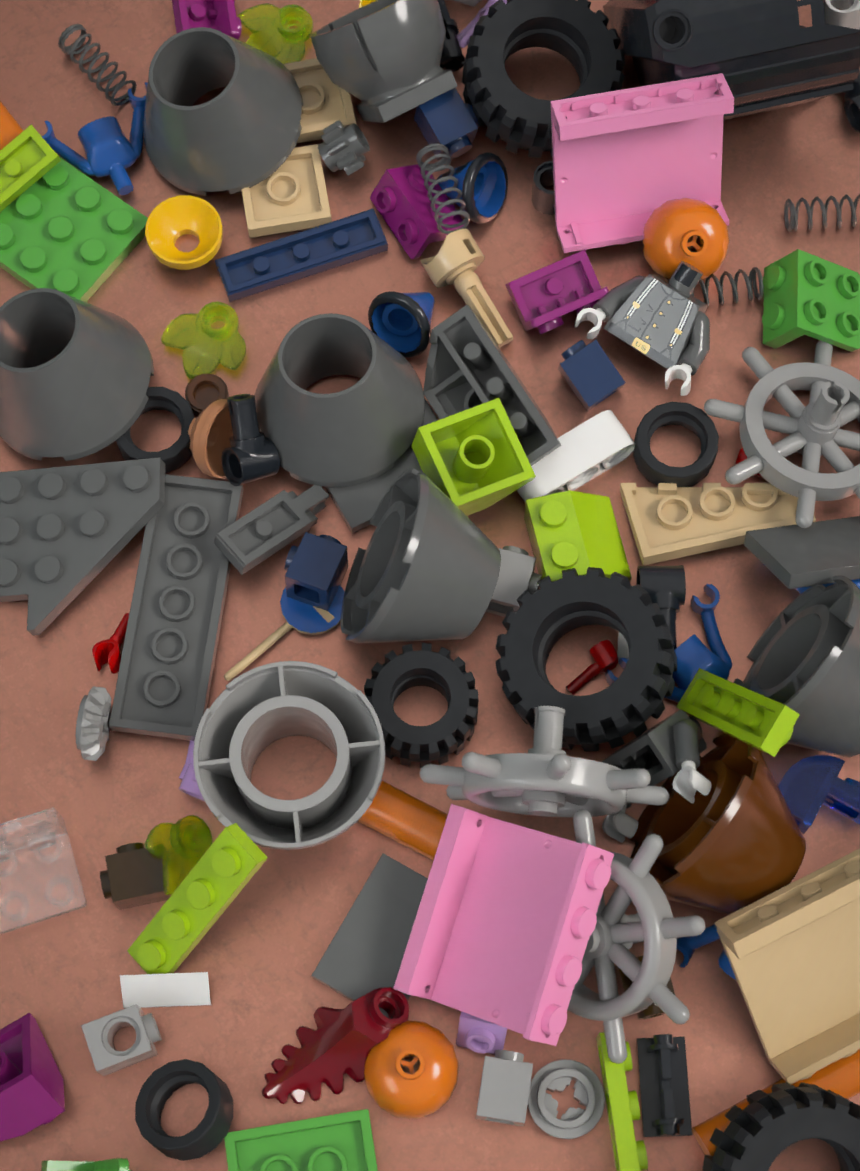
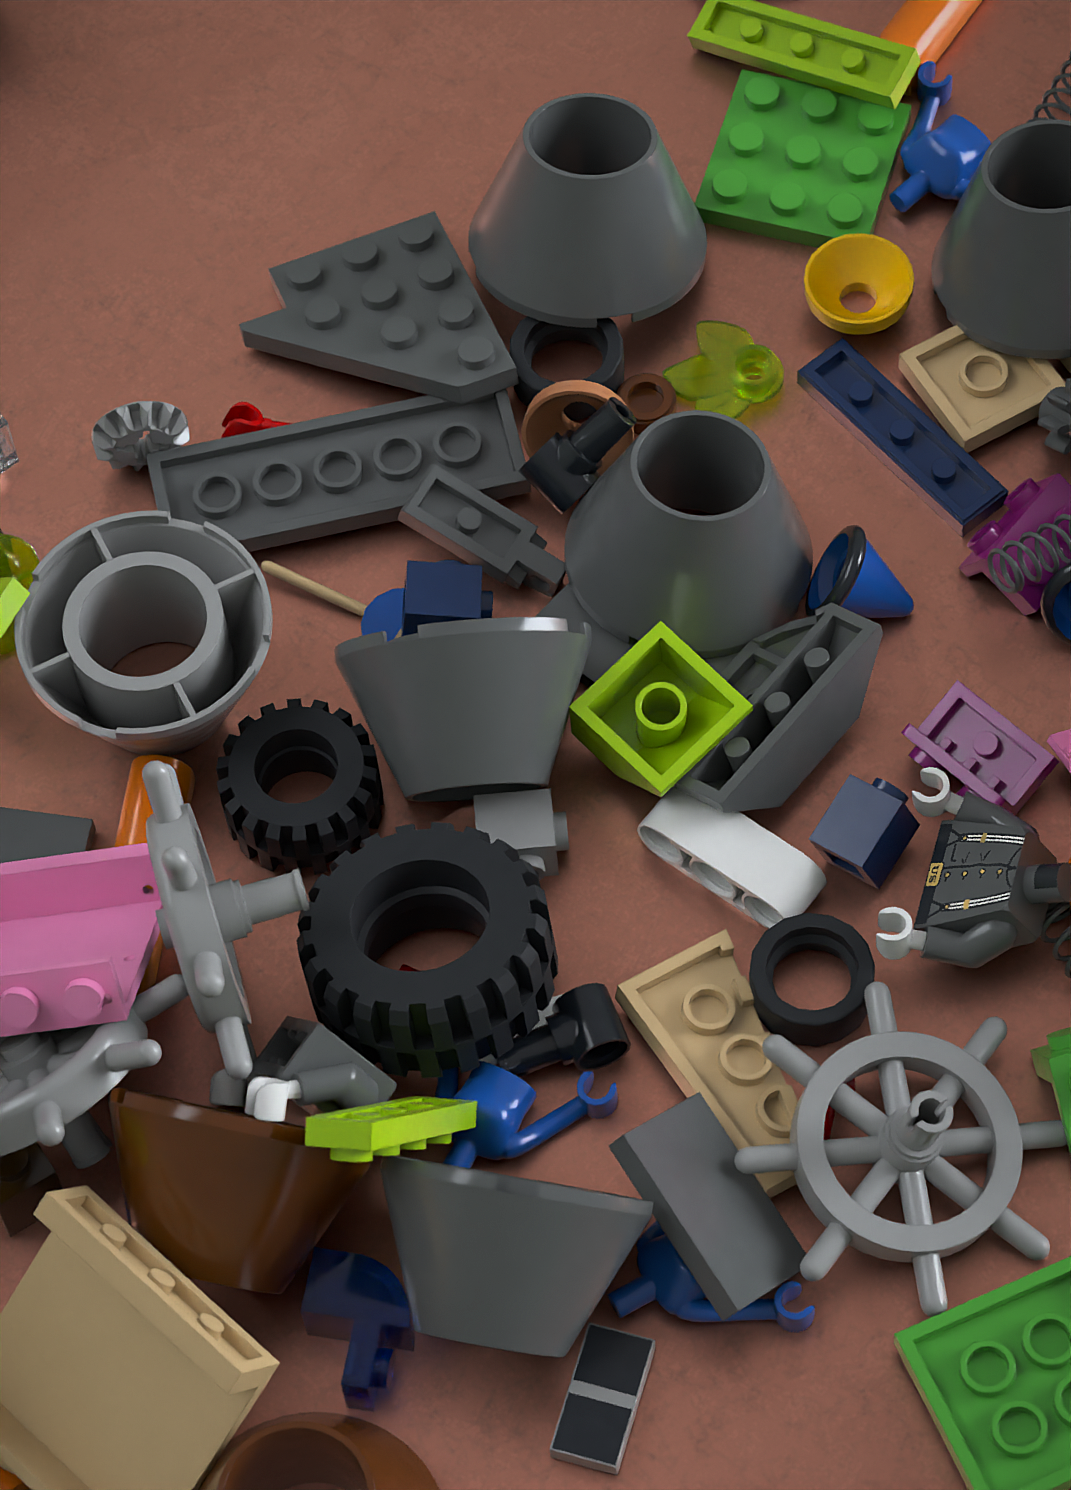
camera: 75 degrees right, 10 degrees down
(456, 266) = (957, 614): tan piece -> none
(576, 533) = (615, 898): lime slope -> none

